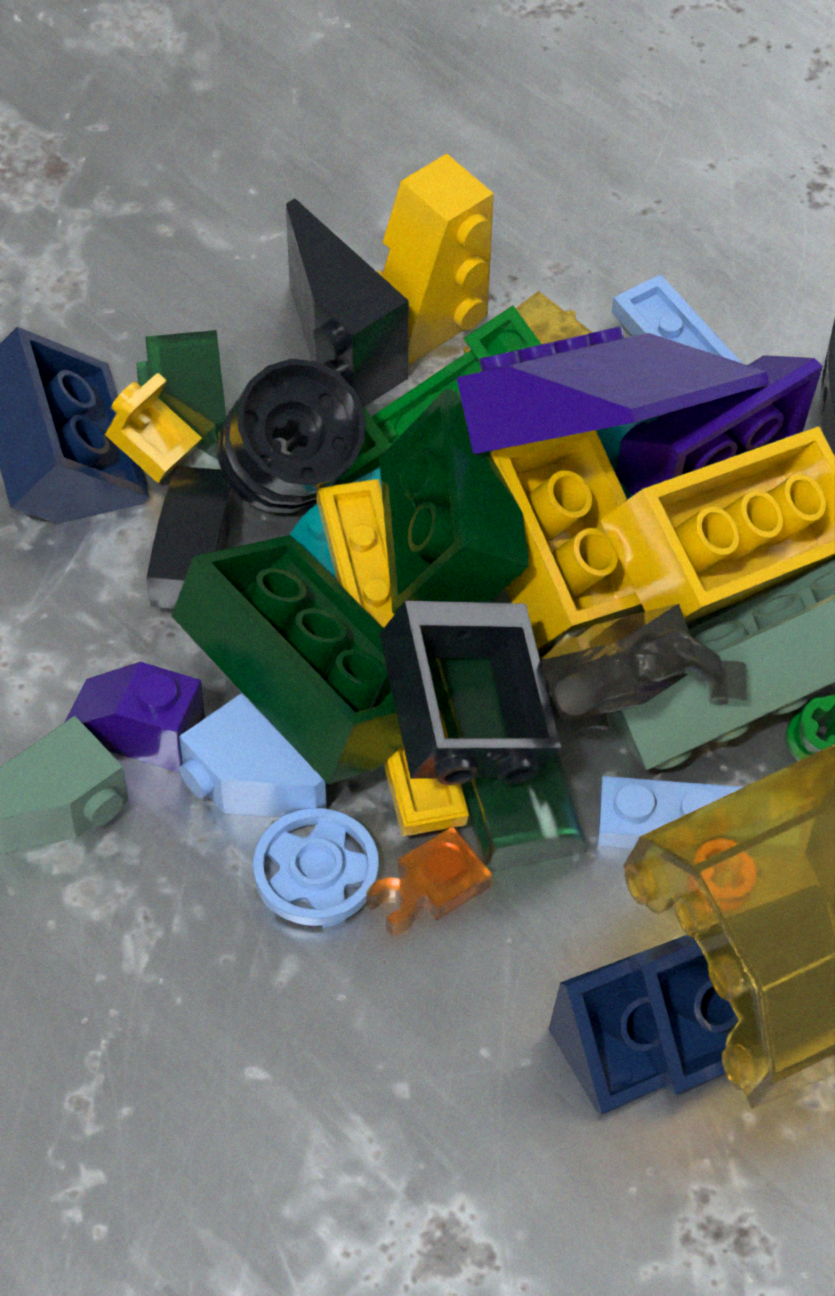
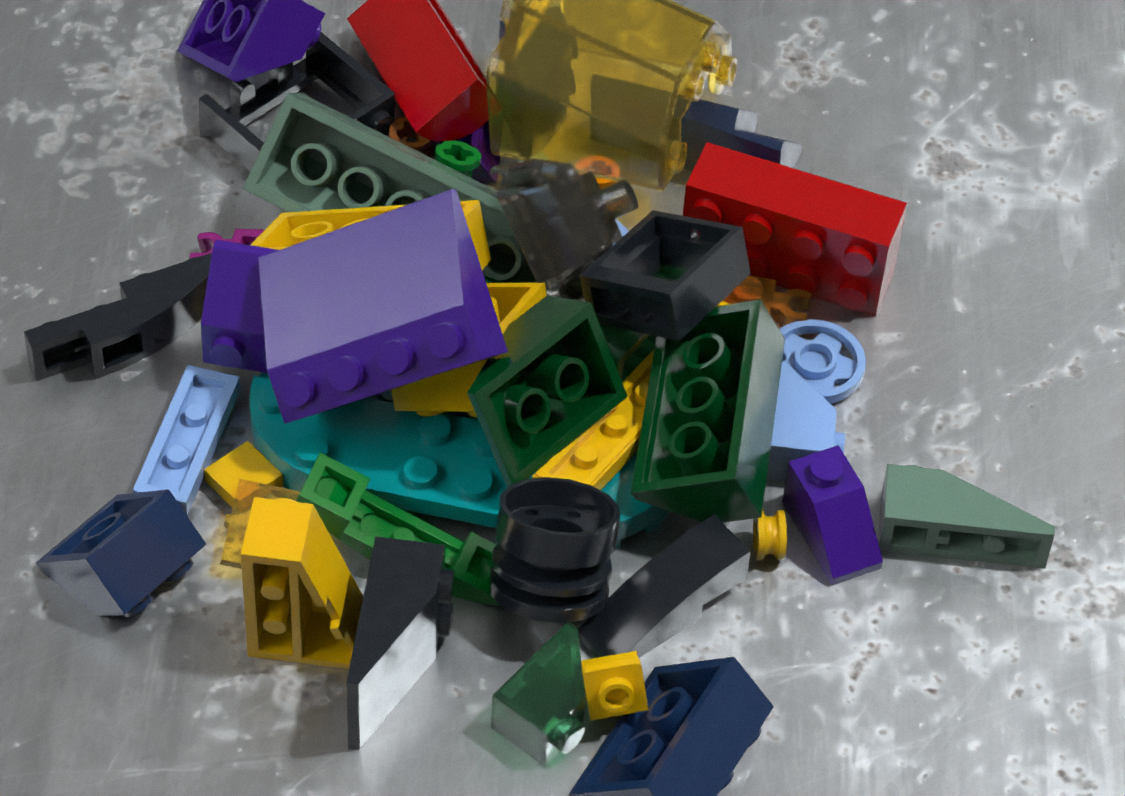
camera: 135 degrees left, 5 degrees down
(170, 650) = (770, 536): none -> yellow bush
(463, 929) = (801, 226): none -> red brick
(603, 233) = (124, 553): none -> dark blue slope

